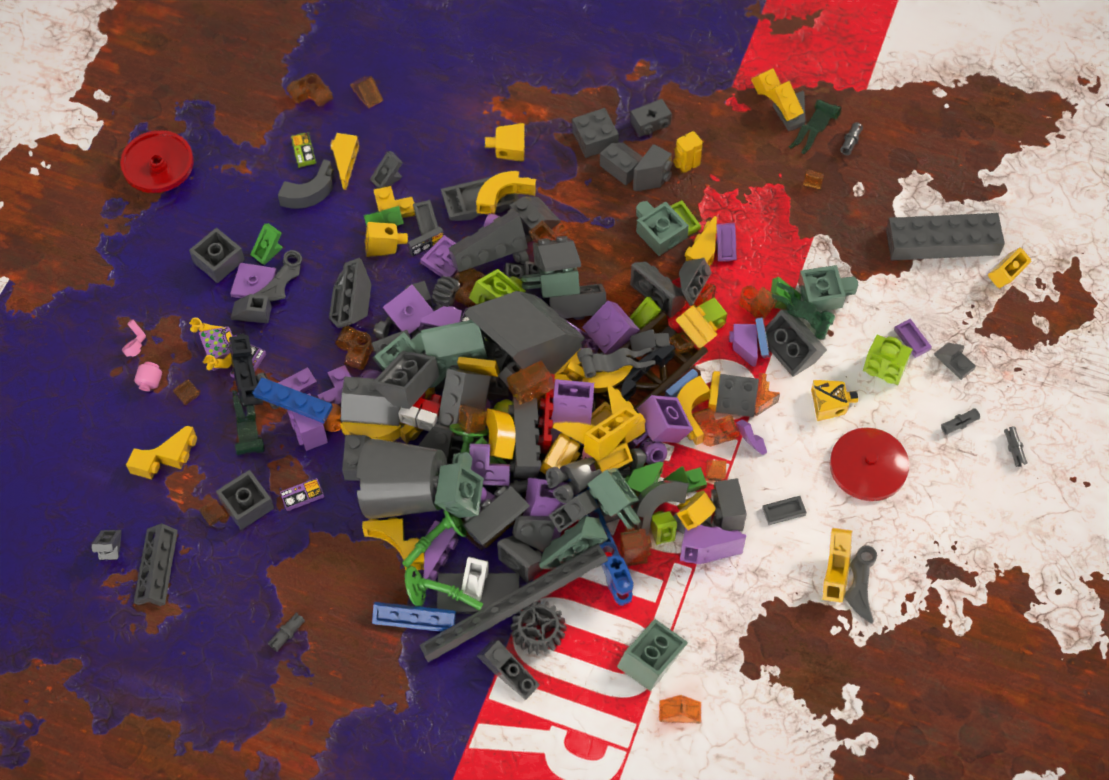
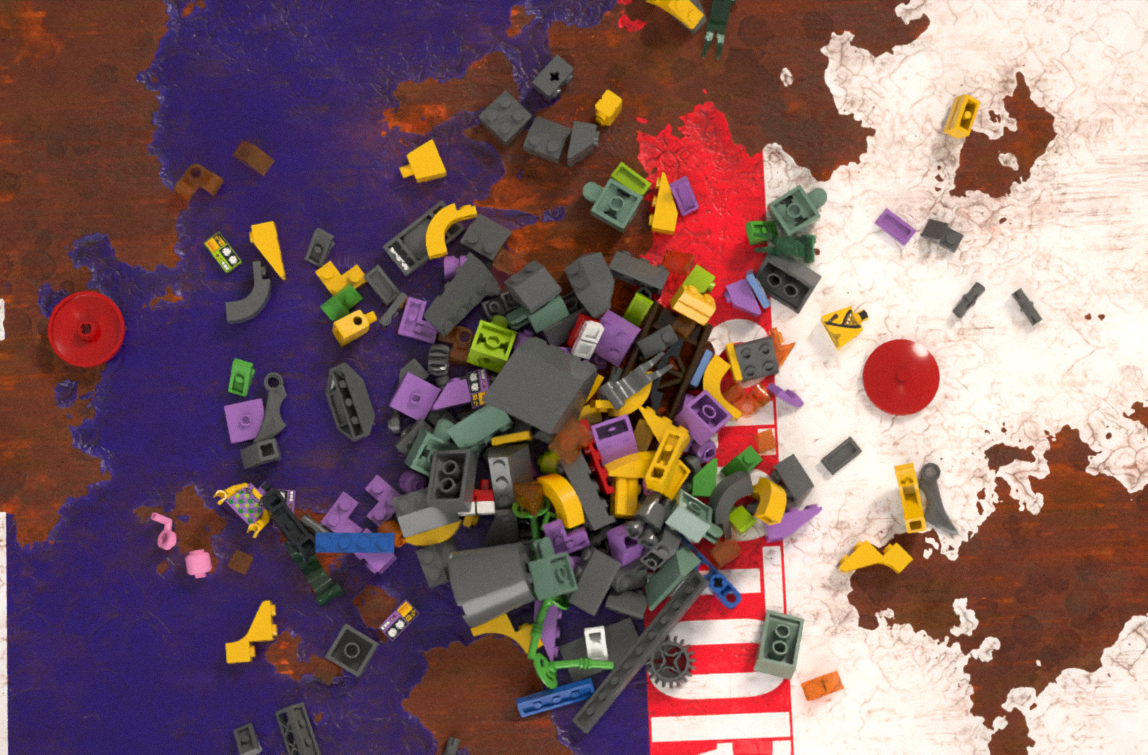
camera: 20 degrees left, 20 degrees up
(217, 255) = (199, 409): dark grey brick -> none
(351, 341) = (385, 460): clear orange piece -> none
(508, 669) = (659, 710): dark grey slope -> none
(584, 311) = (585, 336): none -> white hips
(611, 271) = (592, 282): none -> dark grey wedge
(693, 278) = (668, 251): dark grey slope -> none
(760, 303) = (741, 251): clear orange piece -> none
(773, 606) = (867, 555): none -> yellow arch
(813, 179) = (740, 86): clear orange tile -> none
(851, 138) = (759, 22): dark grey pin -> none
(887, 359) = (882, 267): lime brick -> none
(945, 236) = (888, 103): dark grey brick -> none

